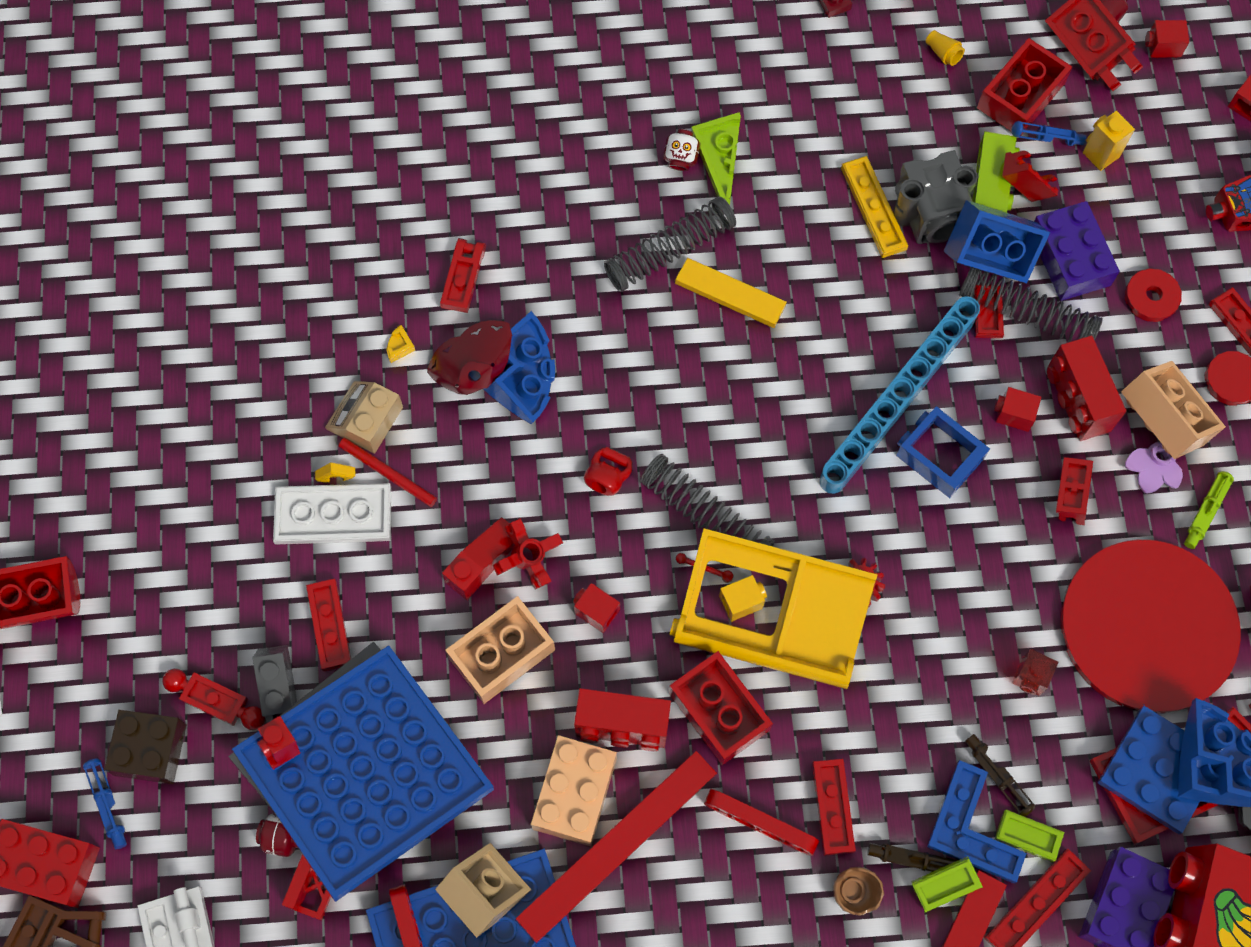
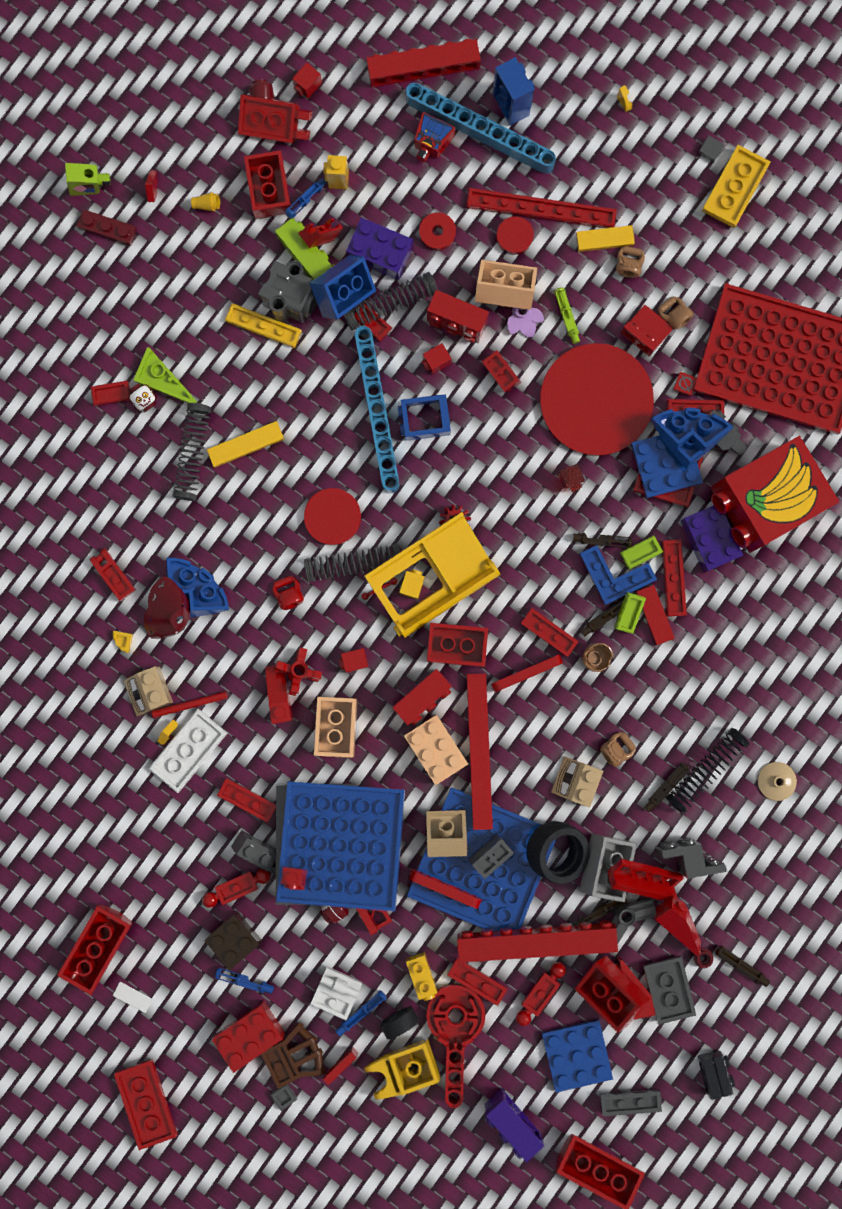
camera: 45 degrees left, 15 degrees up
(655, 118) = (110, 393): none -> red tile
(737, 447) = (332, 516): none -> red tile

